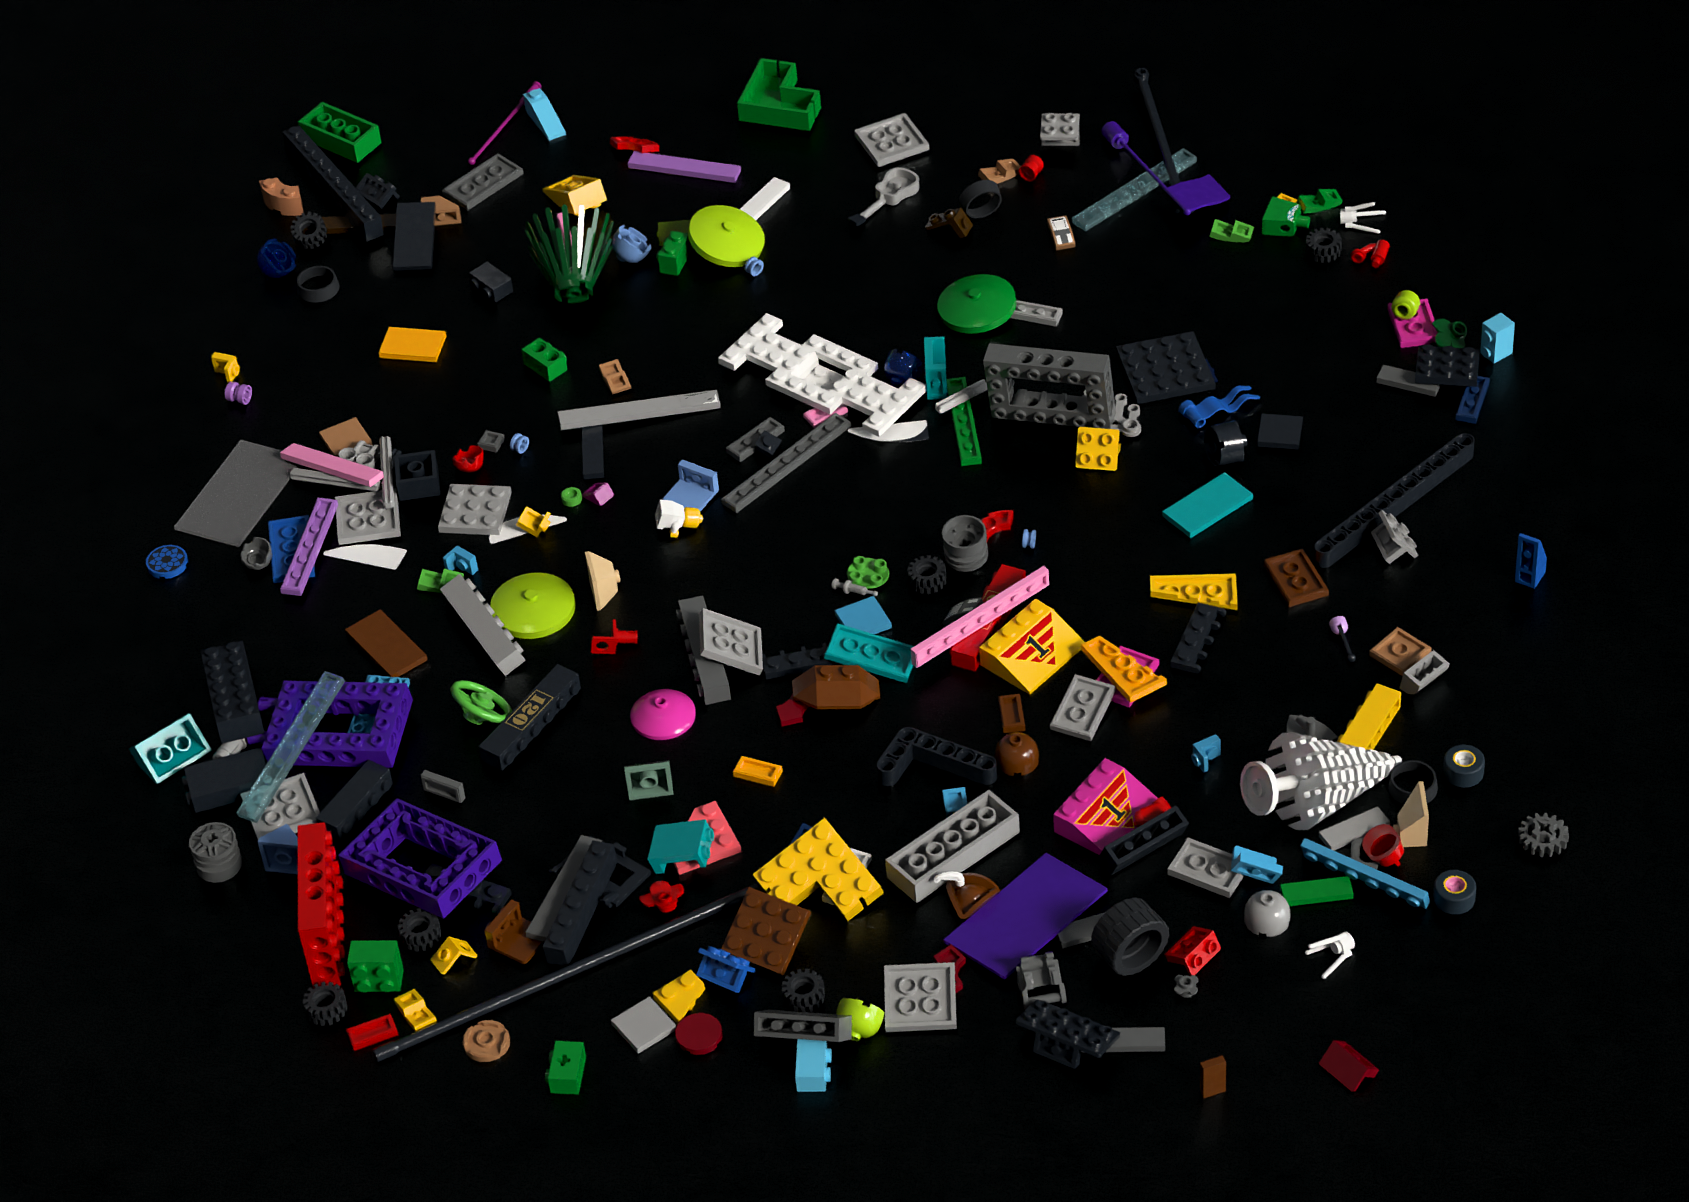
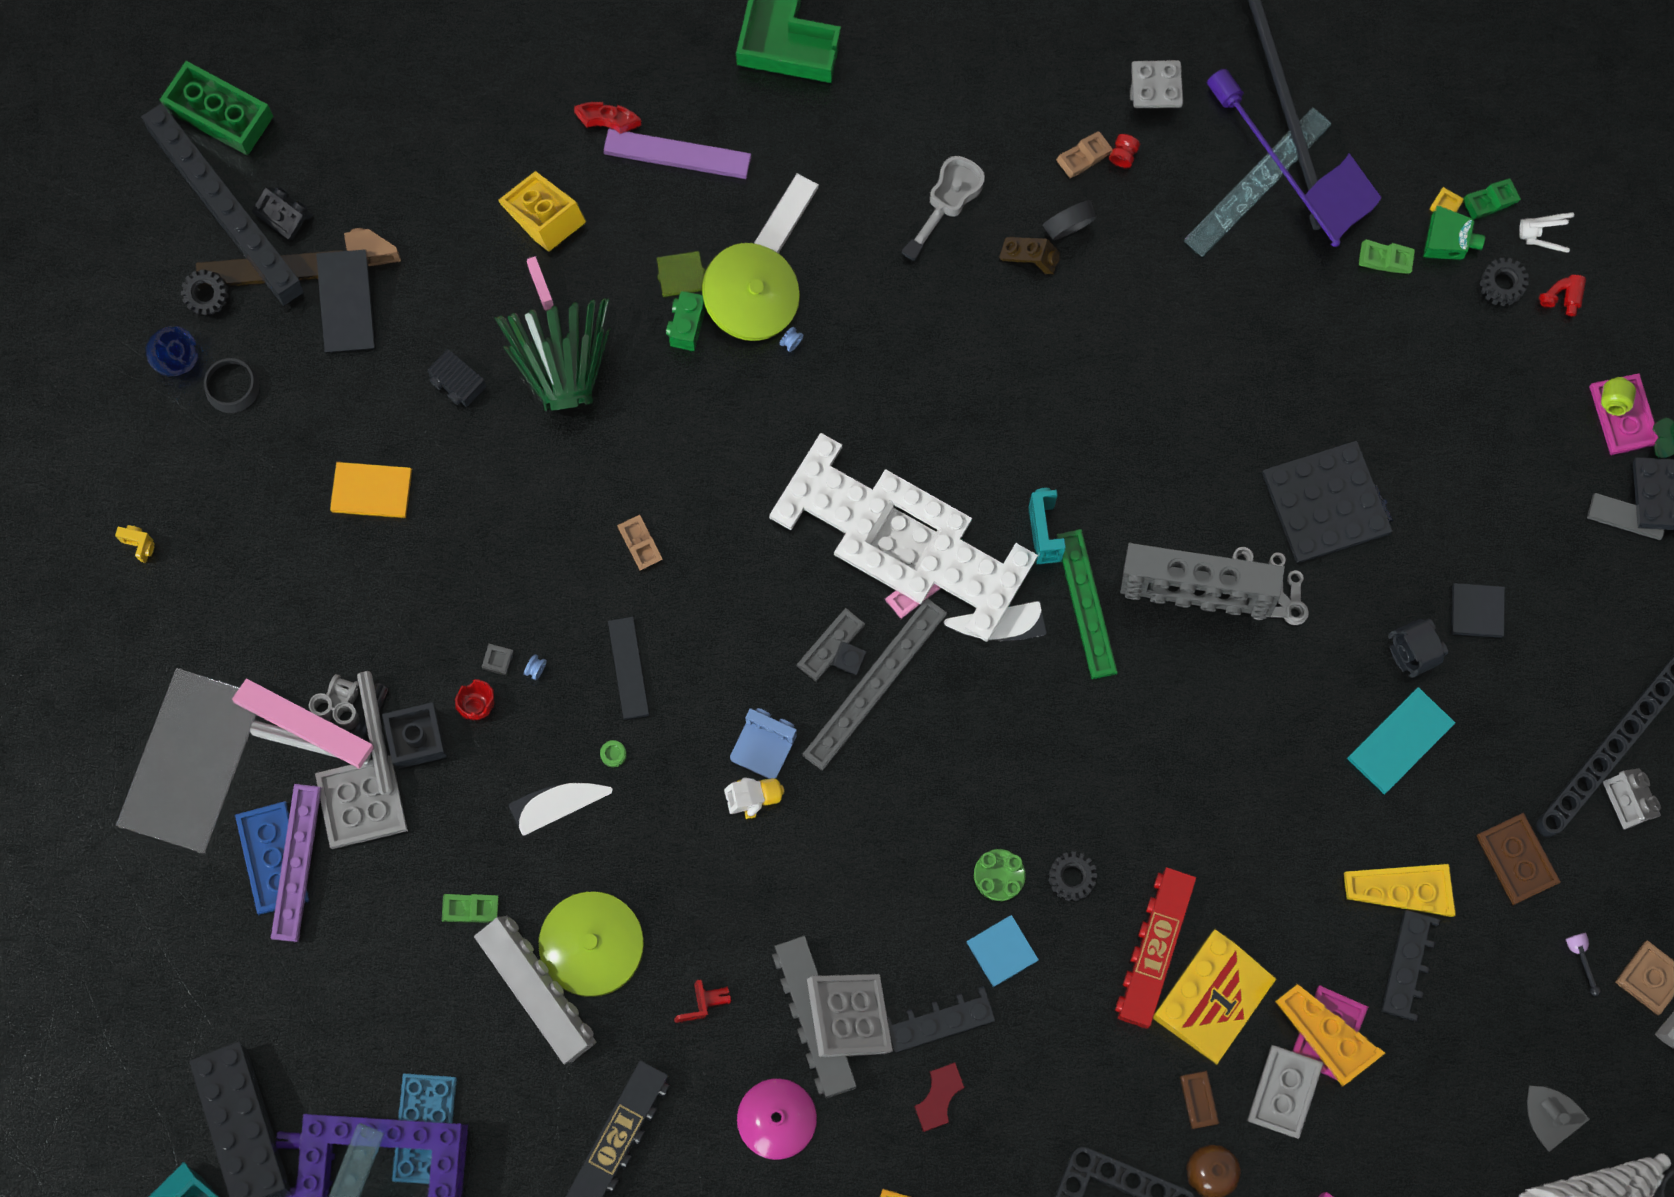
camera: 10 degrees left, 30 degrees up
(167, 561) = (117, 887): blue tile -> none
(237, 392) = (160, 589): medium lavender wheel -> none
(256, 554) = (230, 878): dark grey hair -> none
(281, 197) = (158, 231): nougat brick -> none
(344, 436) = (311, 661): medium nougat tile -> none
(370, 554) = (373, 860): white sticker -> none
(386, 644) = (417, 1019): reddish brown tile -> none
(462, 559) = (495, 877): dark azure bracket -> none
(471, 161) = (450, 33): magenta piece -> none
(474, 509) = (494, 780): light grey plate -> none
(479, 706) = (554, 1131): bright green piece -> none
(482, 181) = (418, 186): dark grey tile -> none
(533, 521) = (573, 806): yellow bracket -> none
(543, 114) = (481, 64): medium azure slope -> none
(544, 359) = (542, 520): green brick -> none
(598, 493) = (646, 746): magenta slope -> none
(602, 579) = (675, 908): tan slope -> none
(630, 245) = (630, 312): medium blue cylinder -> none
(638, 409) = (678, 603): light grey tile -> none
(836, 687) = (985, 1083): reddish brown wedge -> none
(849, 587) = (984, 902): light grey piece -> none
(870, 652) = (1021, 1015): teal tile -> none
(891, 140) = (939, 100): light grey plate -> none
(902, 367) = (1003, 528): clear blue cylinder -> none
(961, 396) = (1082, 570): light grey axle -> none
(962, 609) = (1126, 945): slope -> none
(965, 543) = (1121, 818): dark grey wheel -> none
(976, 303) = (1082, 399): green dish -> none
(979, 616) = (1153, 970): bright pink tile -> none
(998, 521) = (1137, 783): red tile -> none
(1029, 538) = (1191, 811): medium blue bush -> none
(1037, 313) = (1150, 408): light grey tile -> none
(1061, 232) = (1174, 265): slope -> none
(1097, 448) = (1261, 659): yellow bracket -> none
(1206, 750) = (1441, 1157): dark azure bracket -> none
(1210, 405) = (1395, 571): blue flag -> none
(1372, 718) = (1628, 1105): yellow brick -> none

